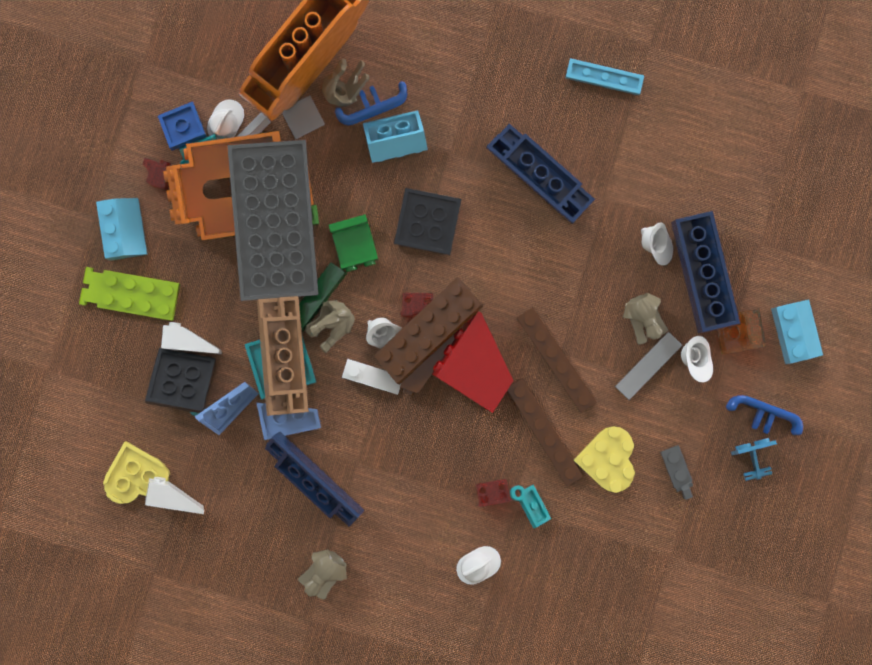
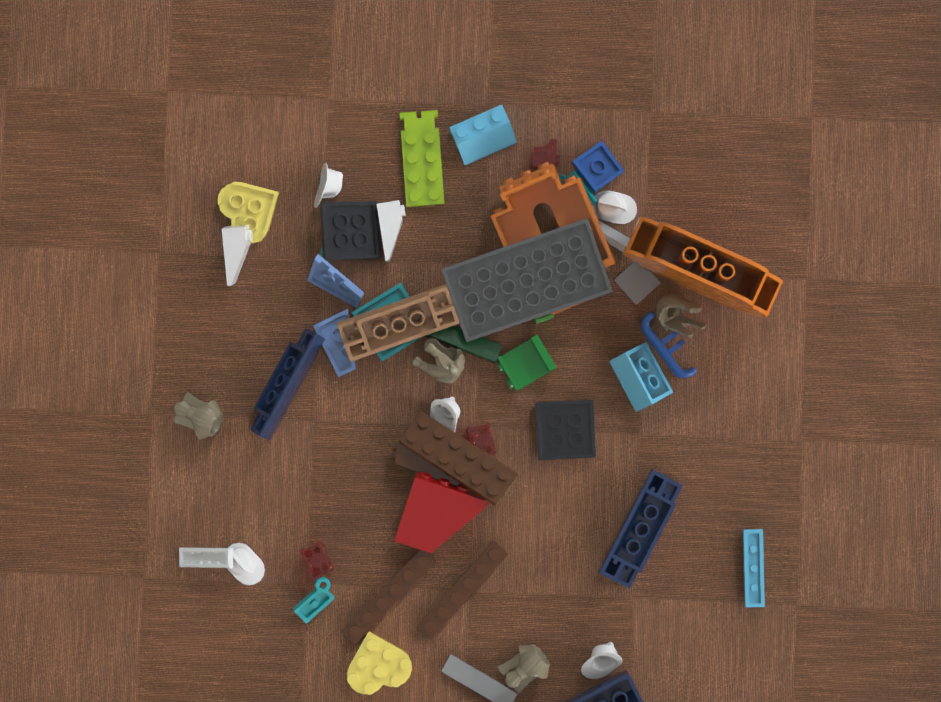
camera: 75 degrees right, 0 degrees up
(130, 389) = (329, 184): none -> white piece
(370, 376) = (400, 412): white slope -> none
(463, 600) = (206, 557): none -> white plate

